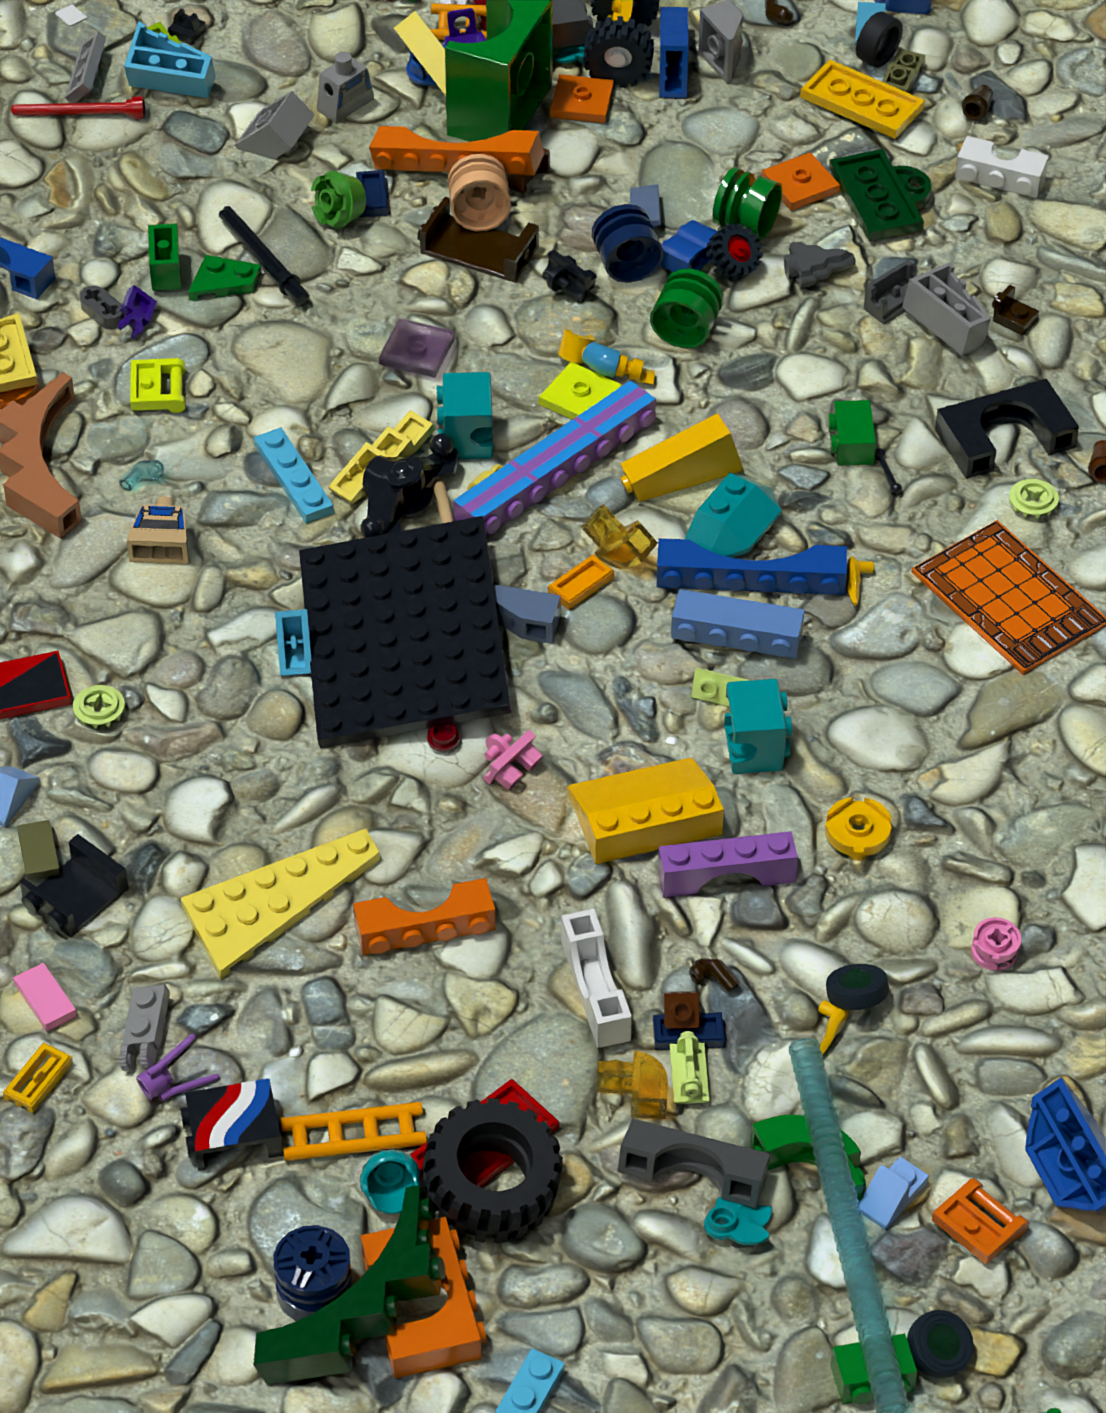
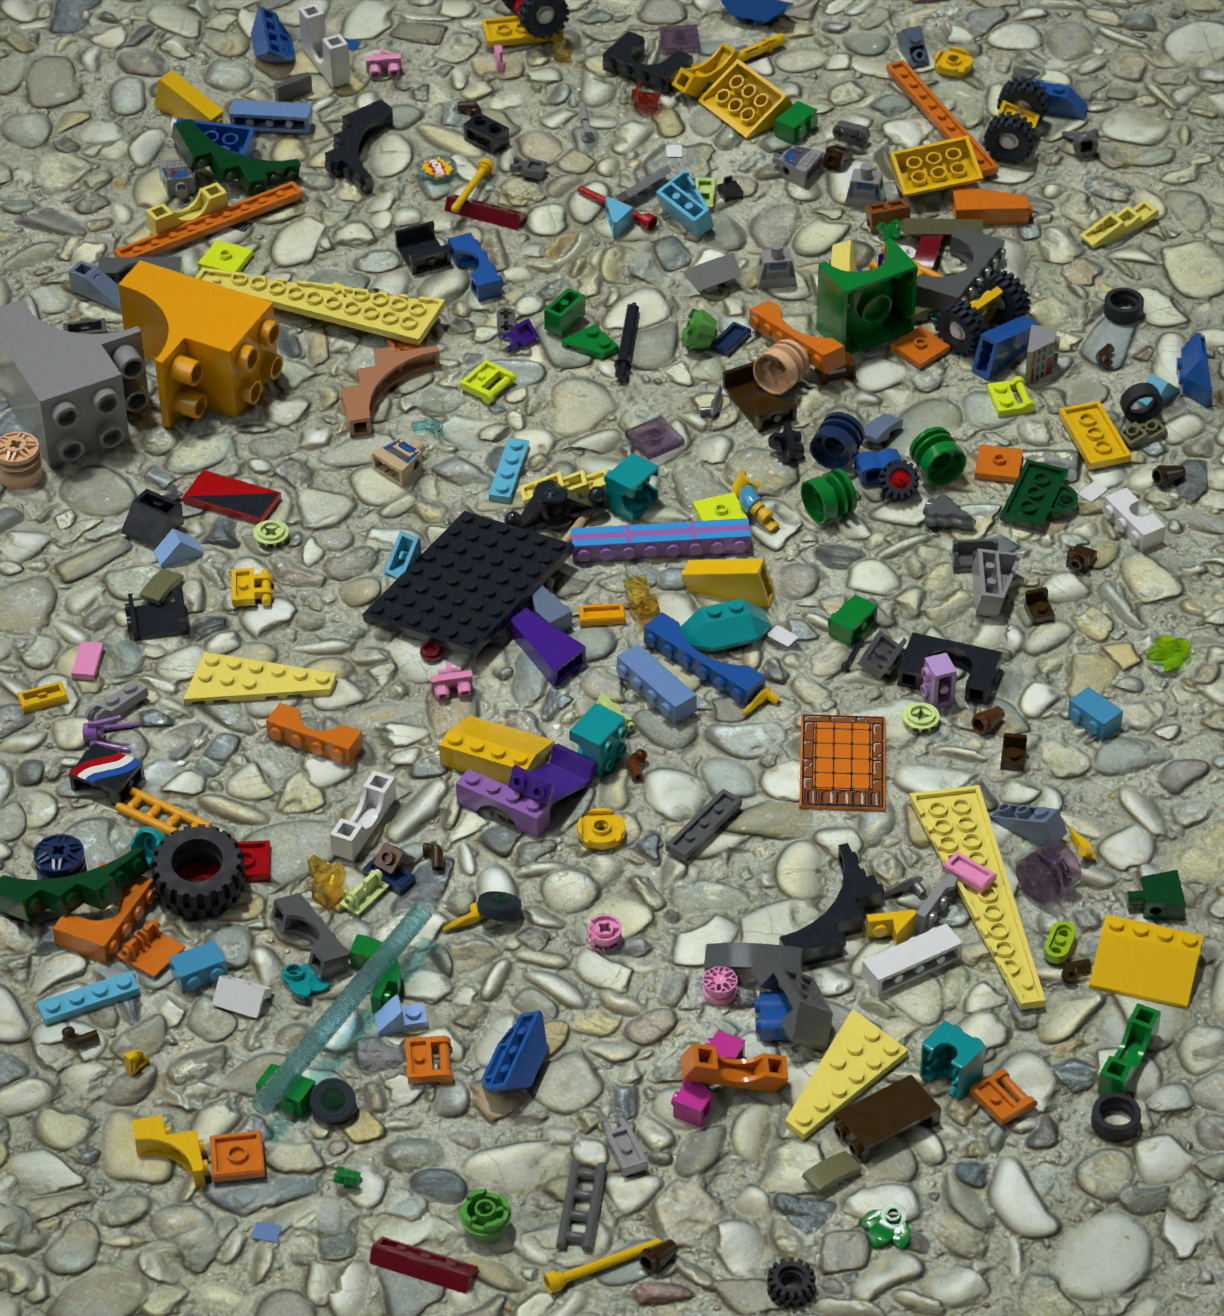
camera: 40 degrees right, 5 degrees down
(94, 118) = (618, 216): none -> medium azure slope
(142, 792) = (244, 588): none -> yellow plate
(441, 282) = (715, 404): none -> dark grey bar
(523, 1306) = (150, 949): none -> orange hinge
(566, 652) = (547, 646): none -> dark purple slope
(607, 1288) = (198, 966): none -> dark azure brick
(691, 1289) = (240, 995): none -> white panel
(729, 110) = (1004, 400): none -> neon yellow plate
(756, 796) = (557, 779): none -> dark purple panel
(792, 492) = (782, 635): none -> white sticker
(807, 729) = (634, 764): none -> reddish brown arm
(921, 160) = (1092, 491): none -> white sticker
(927, 453) = (881, 655): none -> flat silver bracket
(958, 754) = (704, 825): none -> dark grey plate
(994, 237) = (1080, 558): none -> dark brown bracket
(1022, 445) = (939, 680): none -> lavender brick

